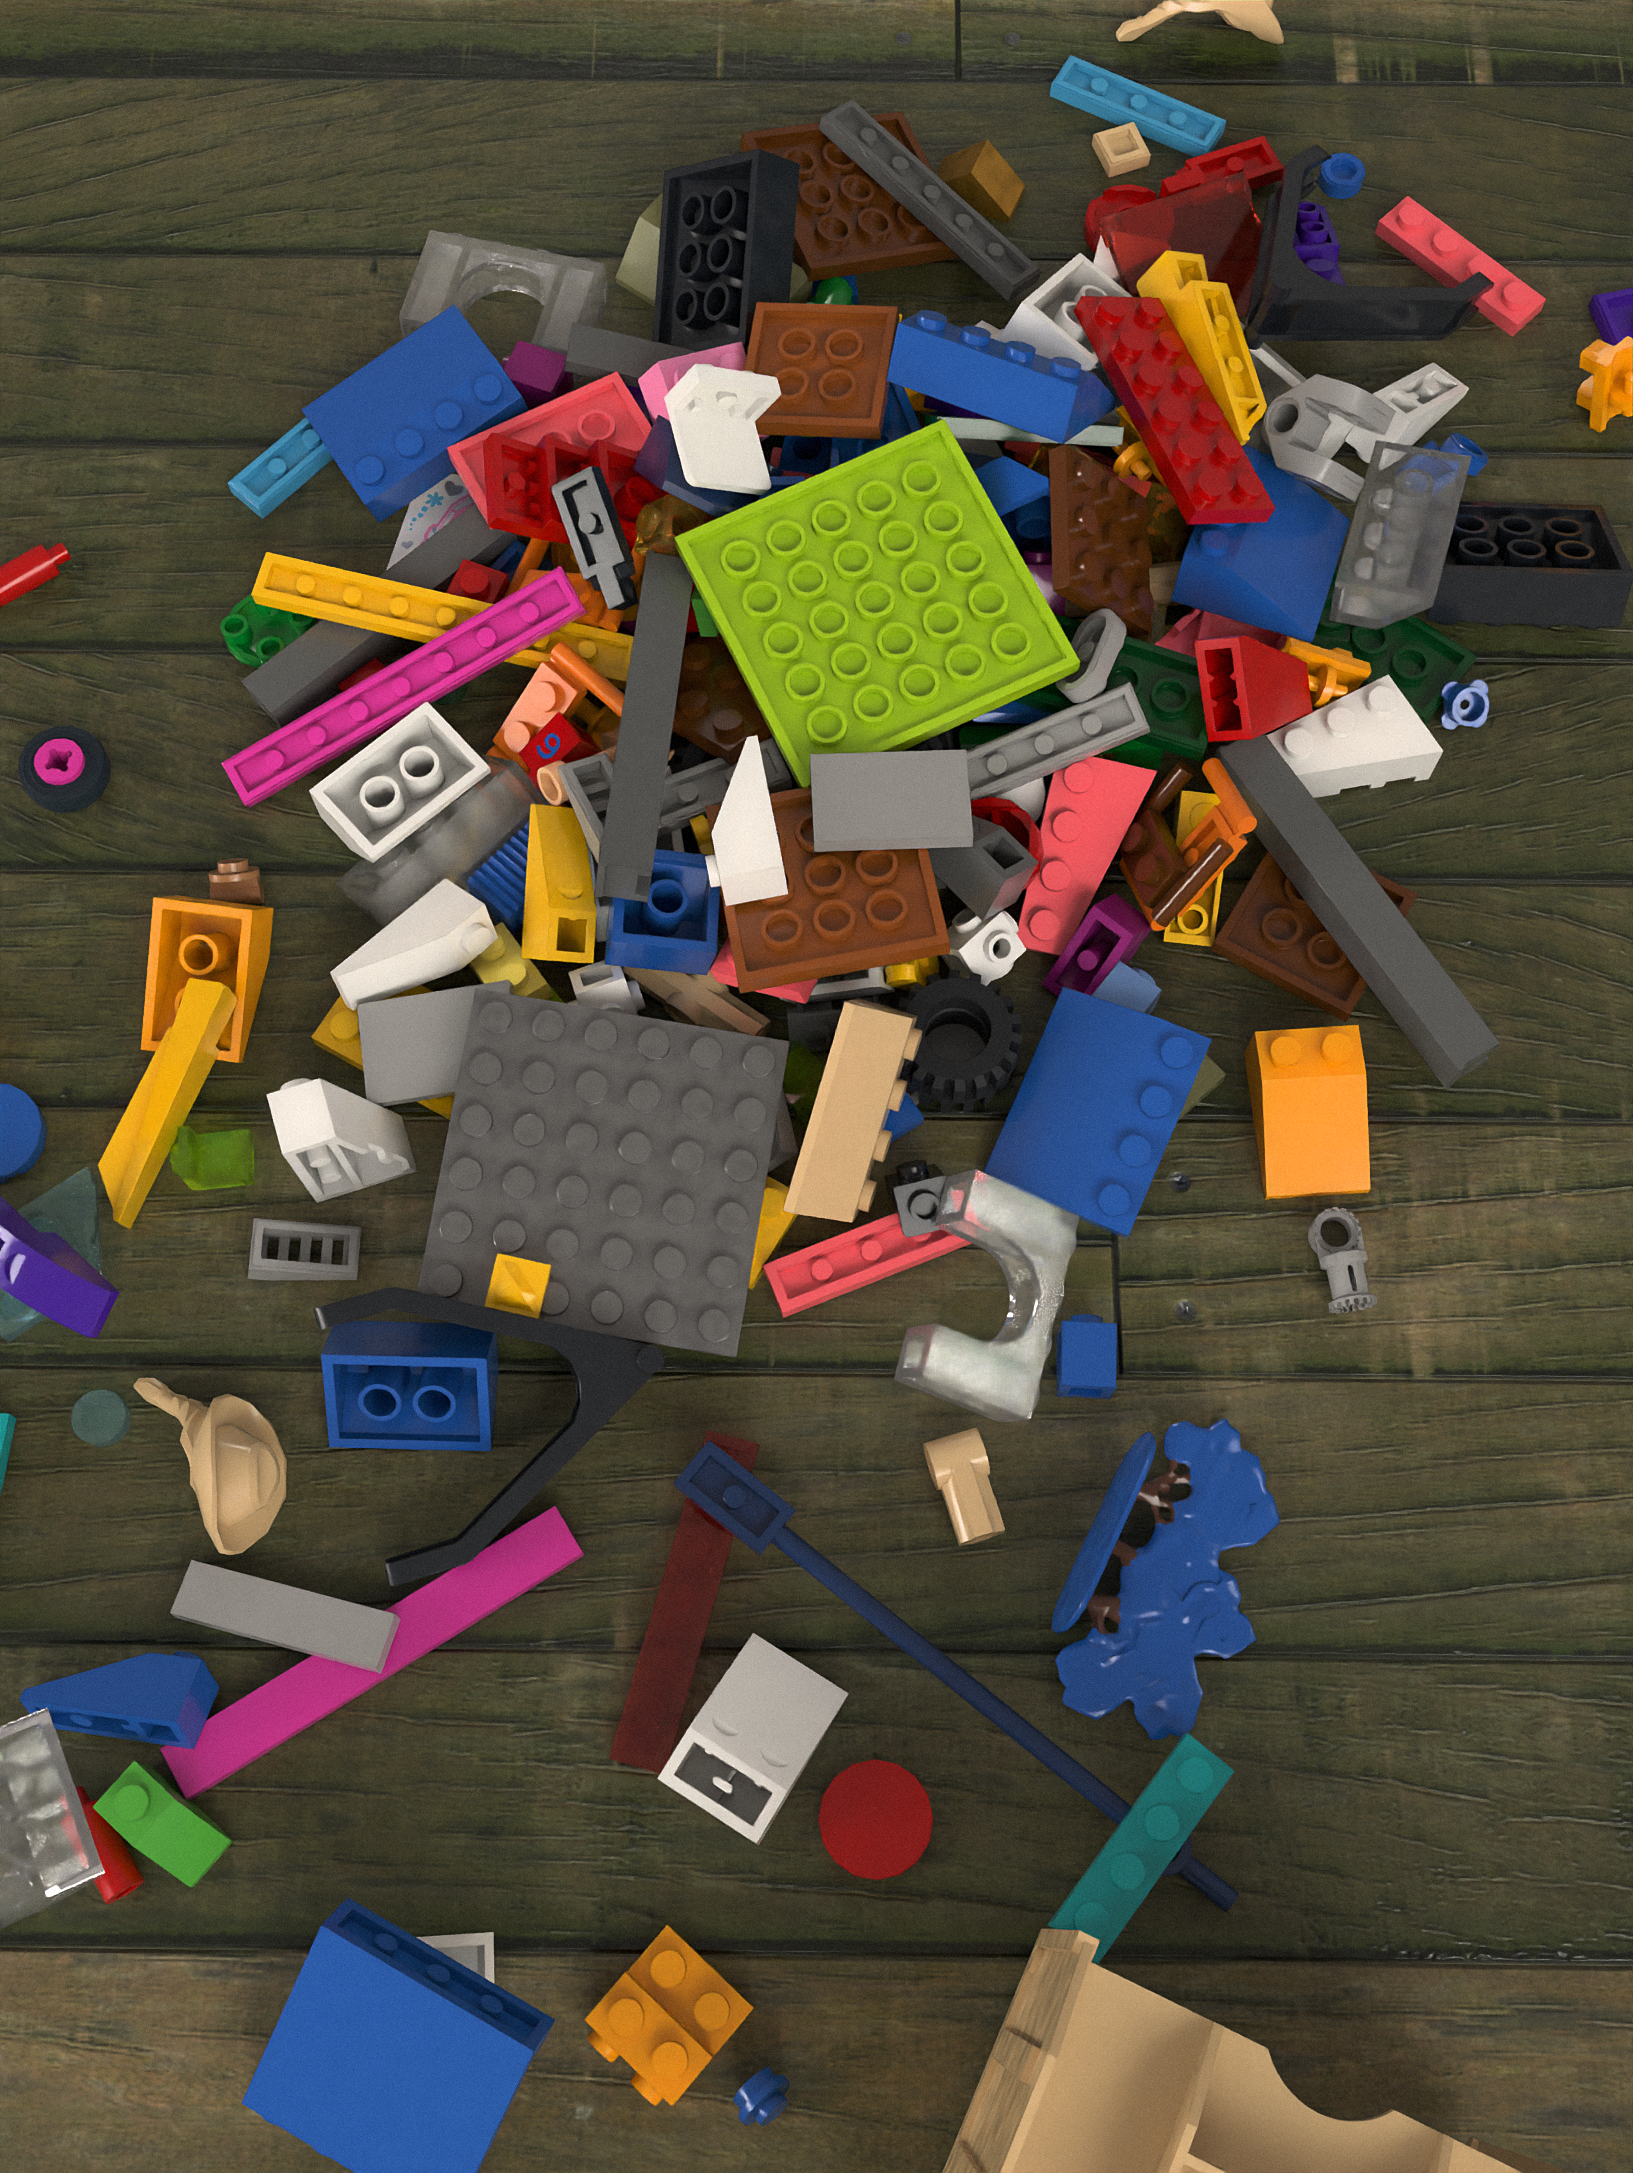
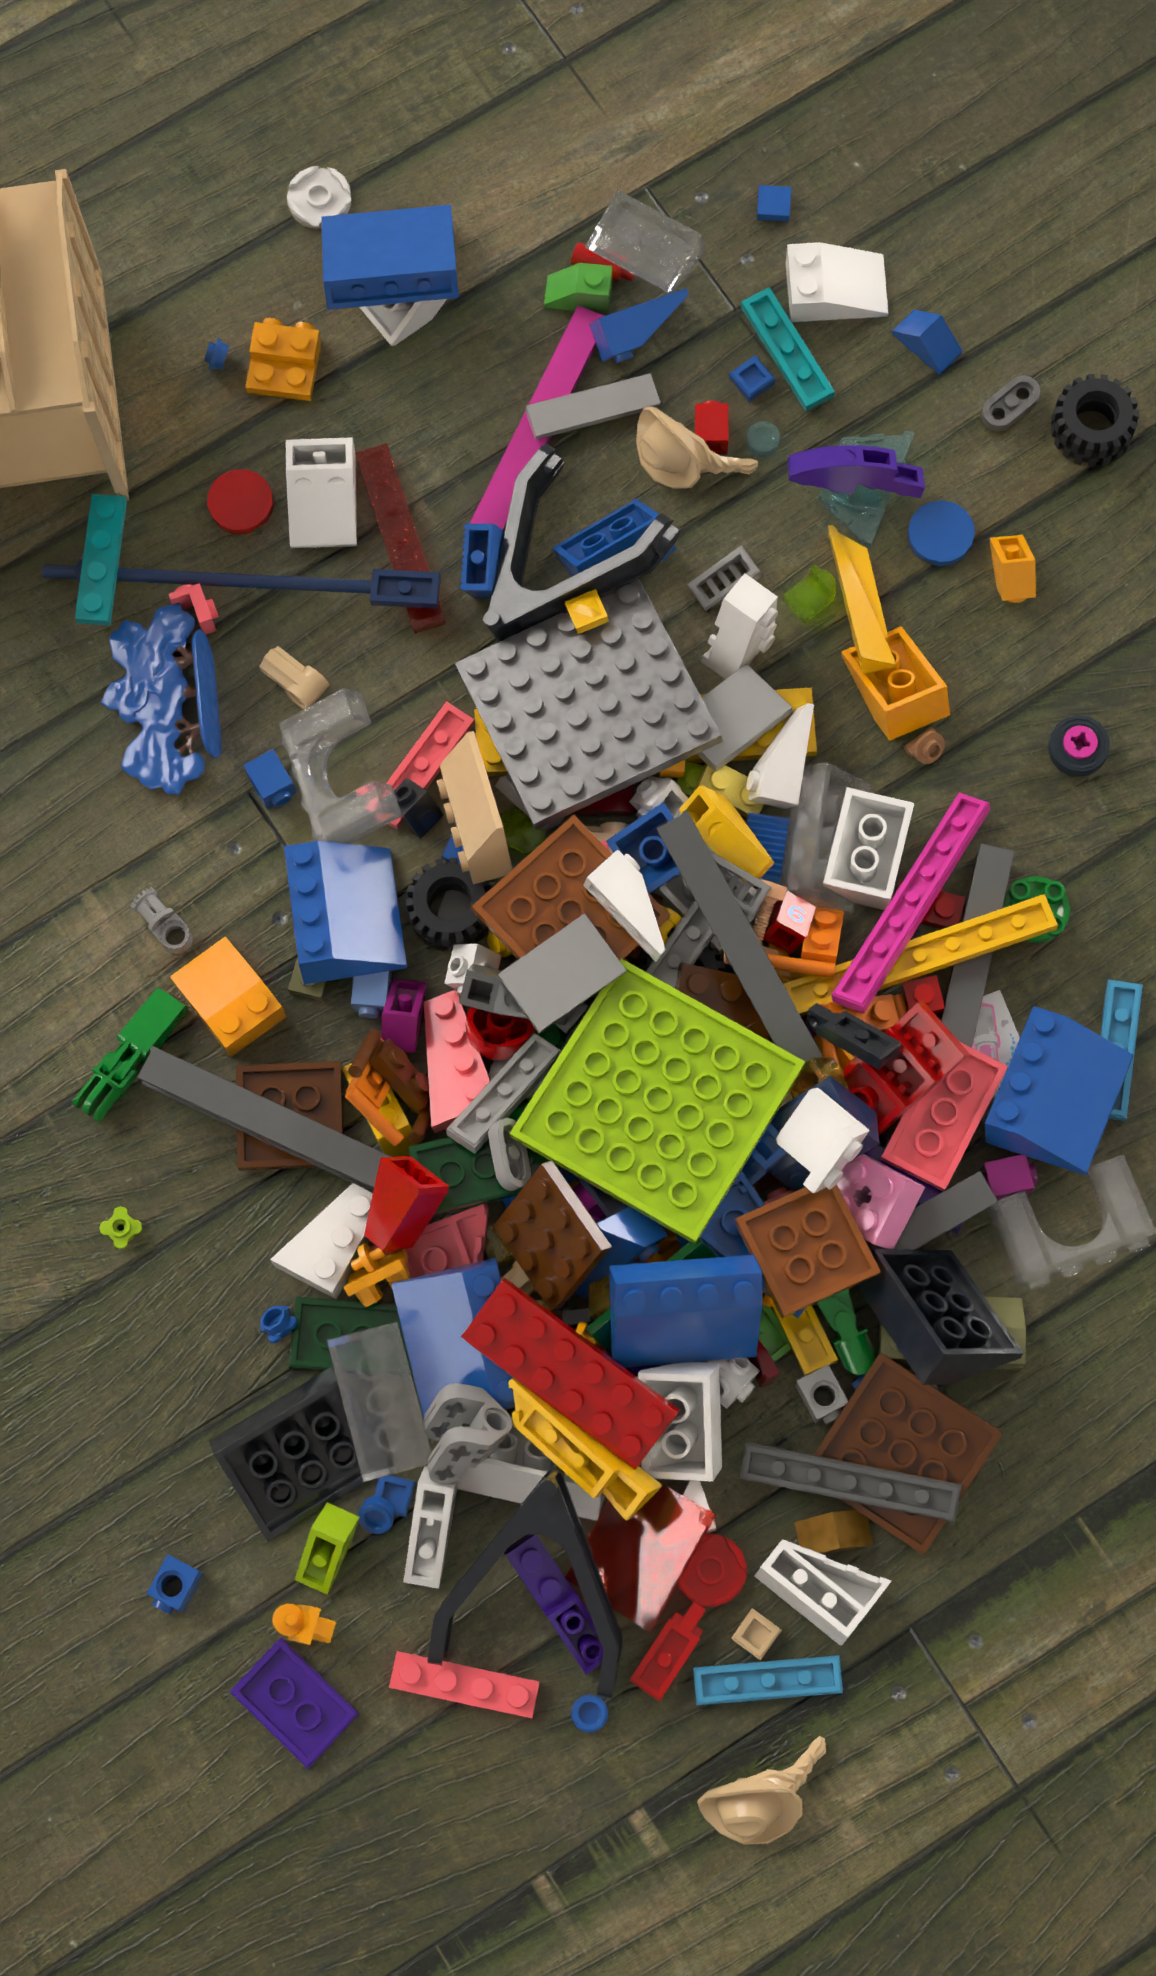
camera: 150 degrees right, 5 degrees up
(43, 1517) = (752, 378): none -> blue tile
(151, 1472) = (712, 425): none -> red brick
(601, 1471) = (480, 558): none -> blue brick
(898, 285) = (817, 1380): none -> light grey brick
(1027, 127) = (821, 1589): none -> white wedge
(1031, 1672) = (192, 595): none -> coral bracket
(1465, 1121) = (146, 1028): none -> green arm
(1536, 454) = (326, 1547): none -> lime slope
(1591, 929) = (131, 1227): none -> lime plate

